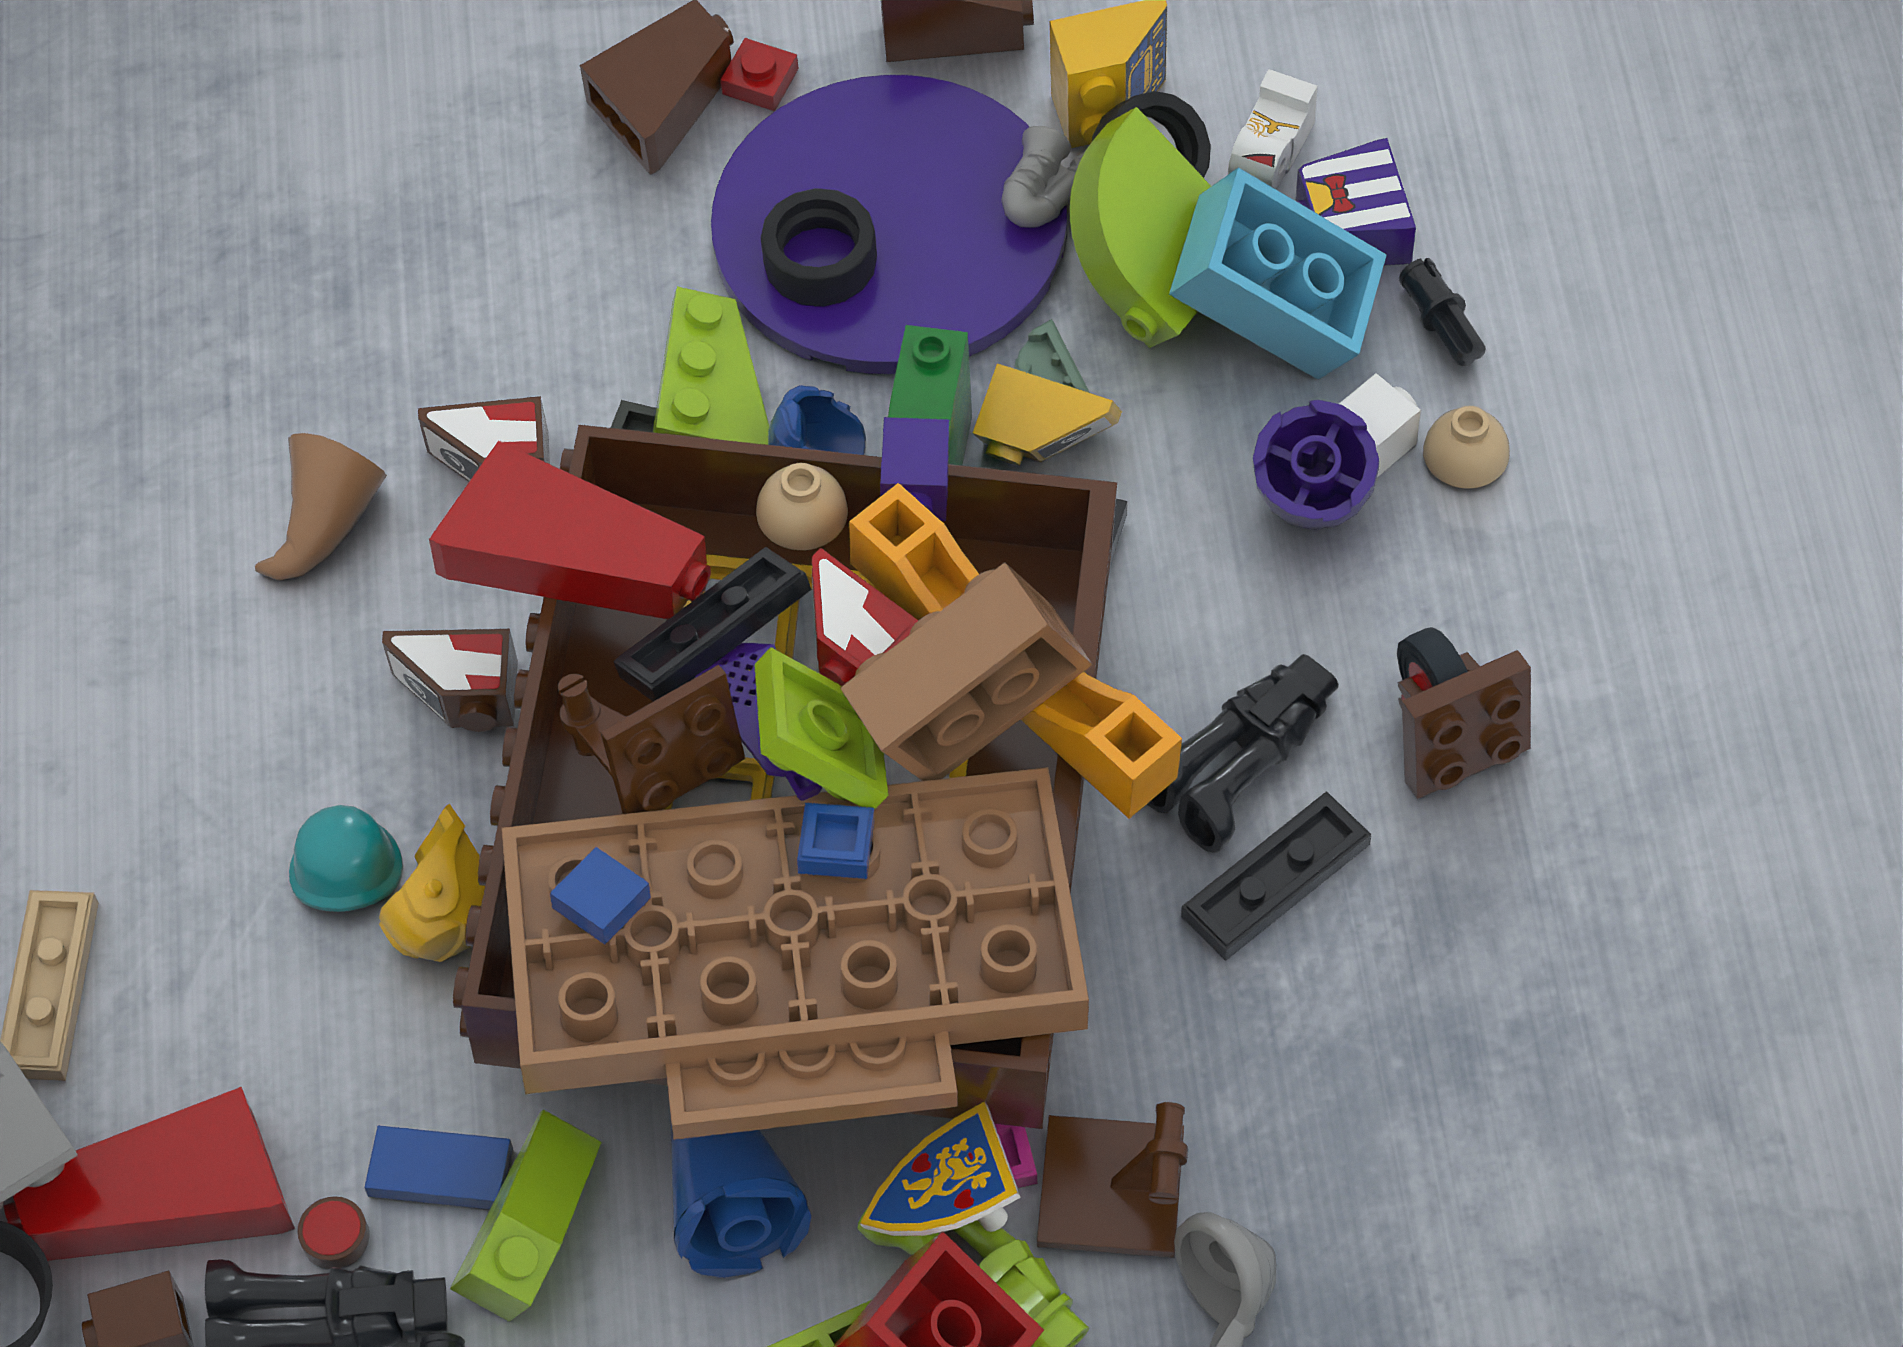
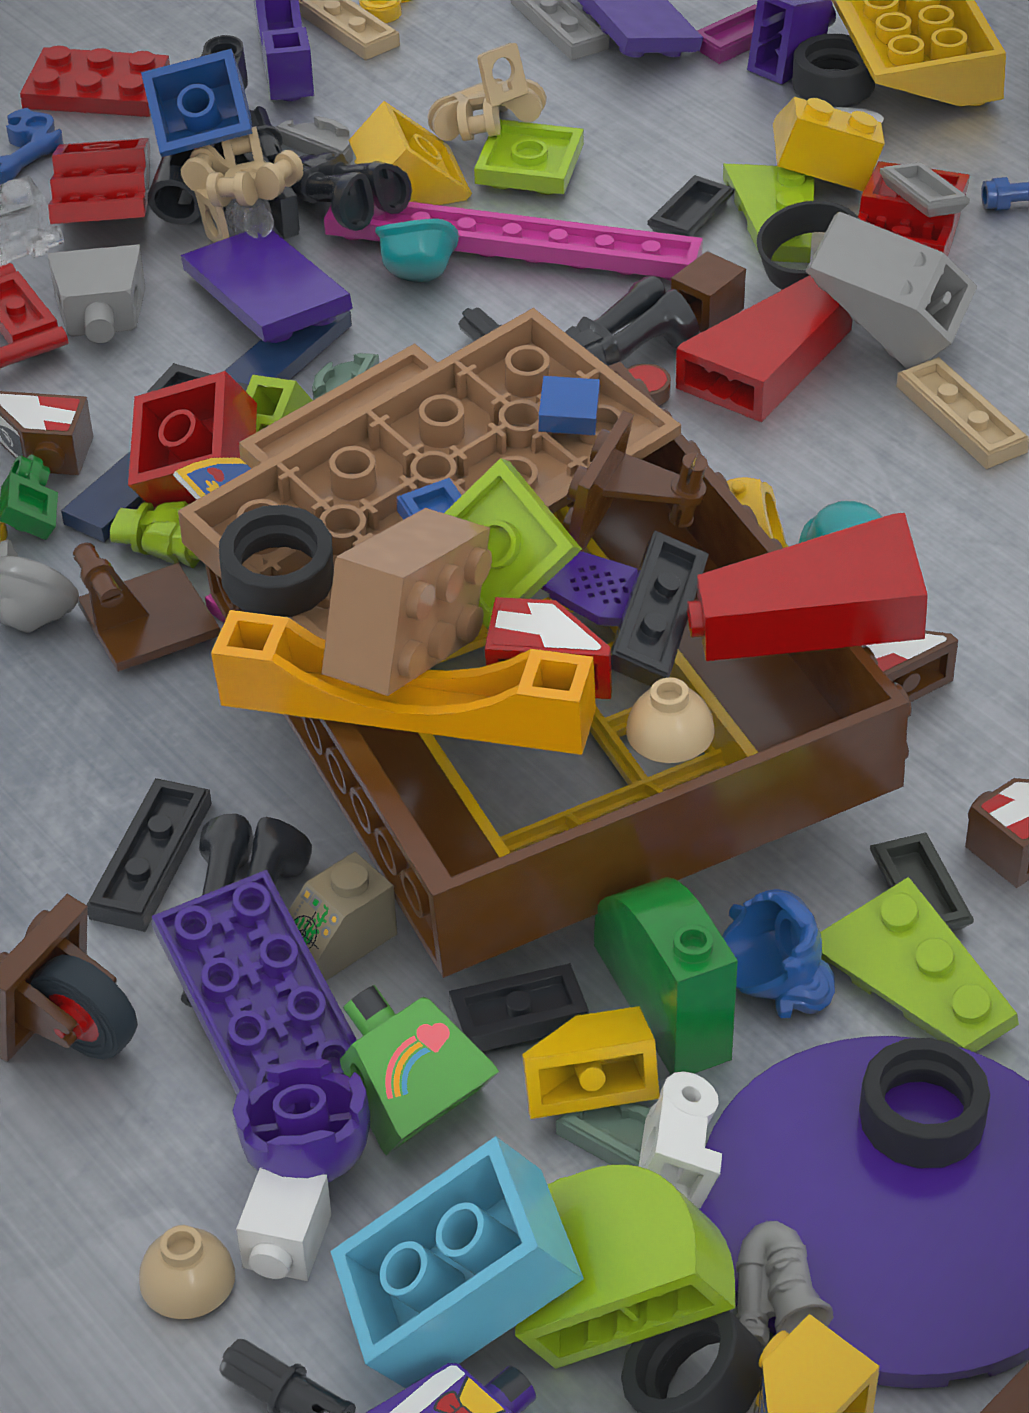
camera: 145 degrees right, 15 degrees down
(918, 459) = (597, 779): dark purple brick -> none
(1029, 314) = (677, 1136): none -> white leg
(1044, 805) = (276, 528): none -> black tyre
(1168, 672) = (345, 913): none -> dark tan slope
(1191, 480) = (411, 1065): none -> bright green torso
(1275, 623) = (252, 981): none -> dark purple tile

